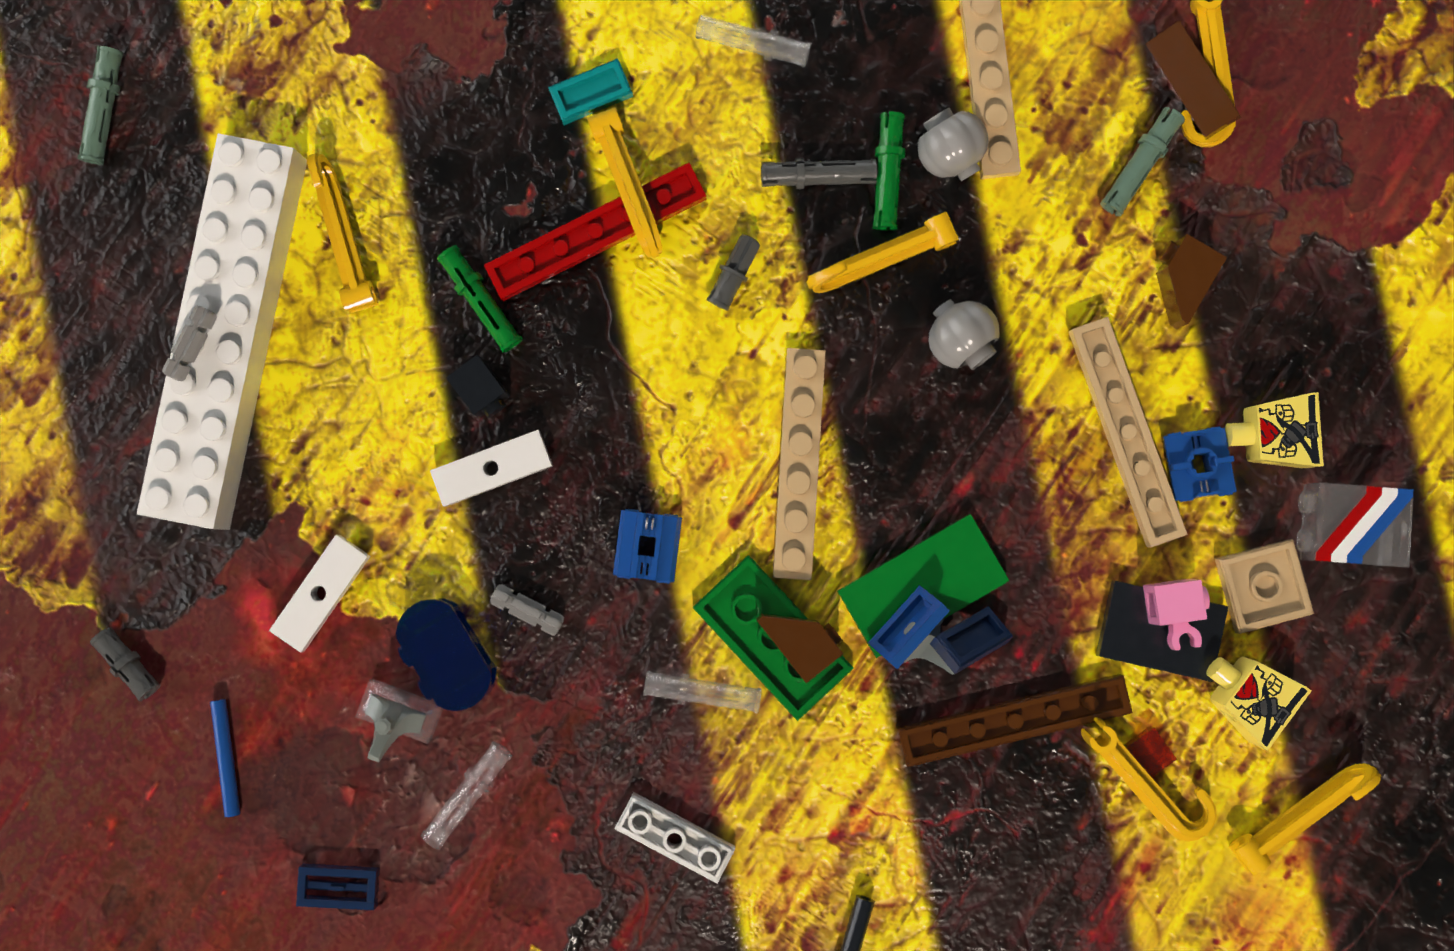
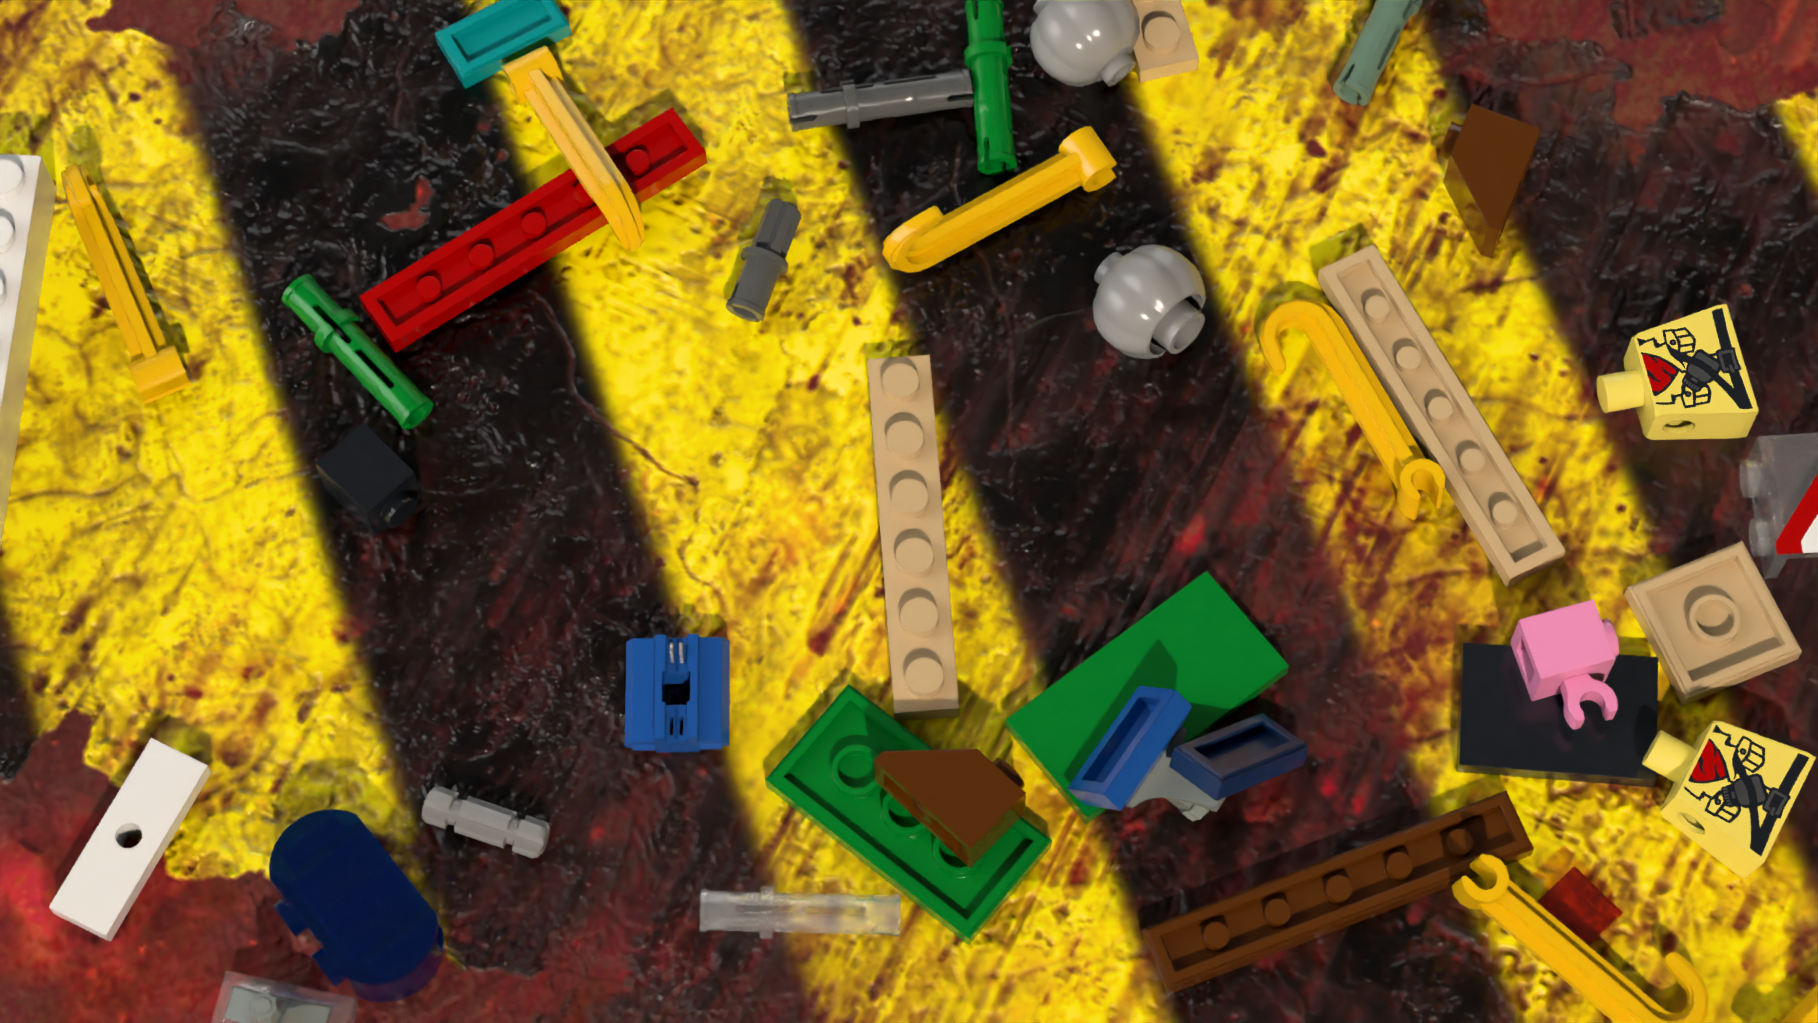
camera: 10 degrees left, 20 degrees down
(470, 476) = (366, 618): white tile -> none
(1082, 411) = (1362, 394): none -> yellow piece
(1218, 473) = (1580, 417): blue piece -> none

